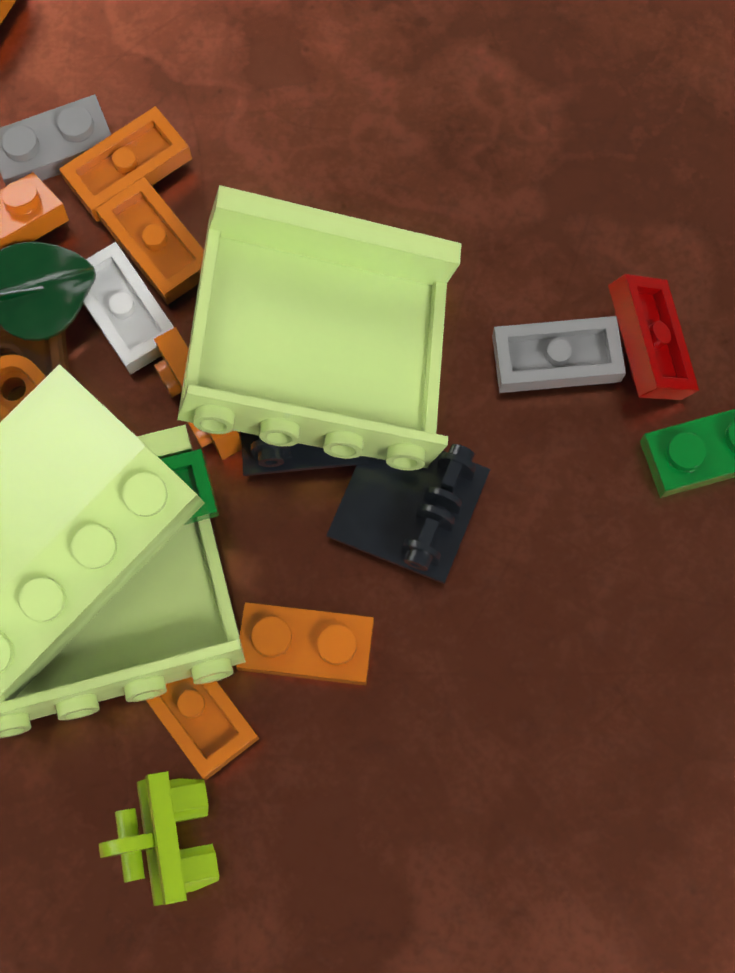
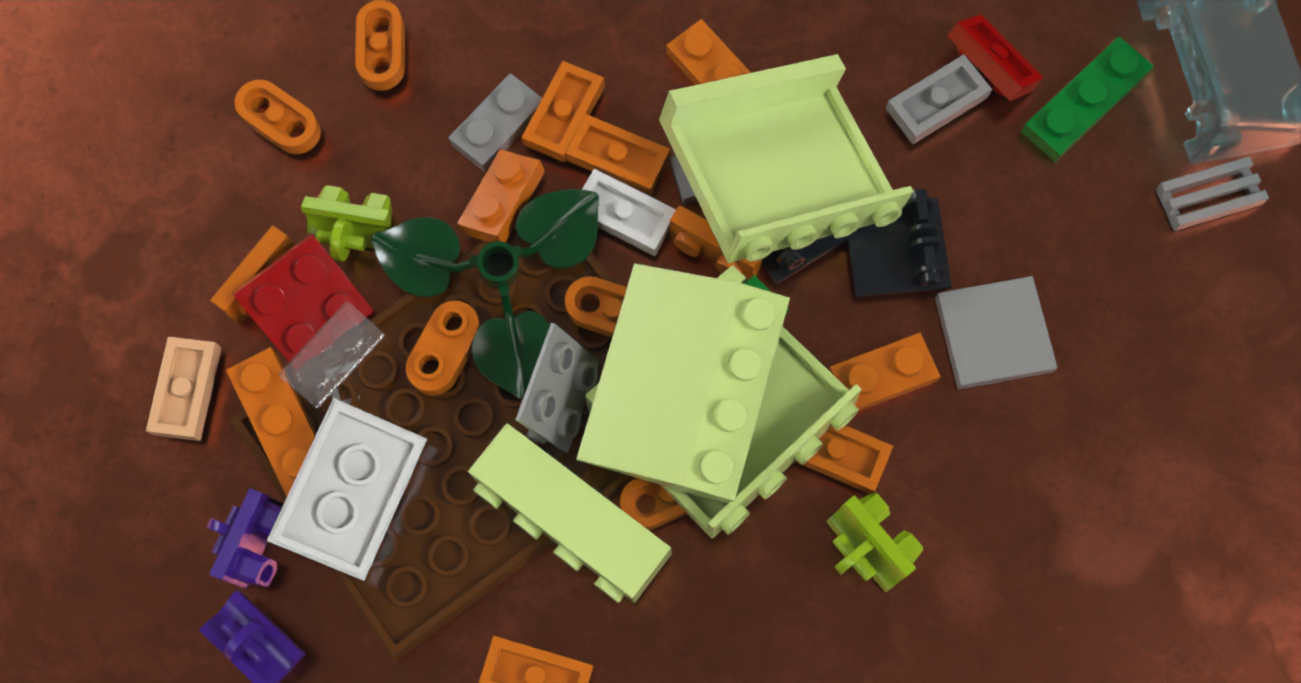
camera: 25 degrees left, 0 degrees up
(321, 175) = (704, 55): none -> orange plate
(465, 664) = (995, 332): none -> light grey tile

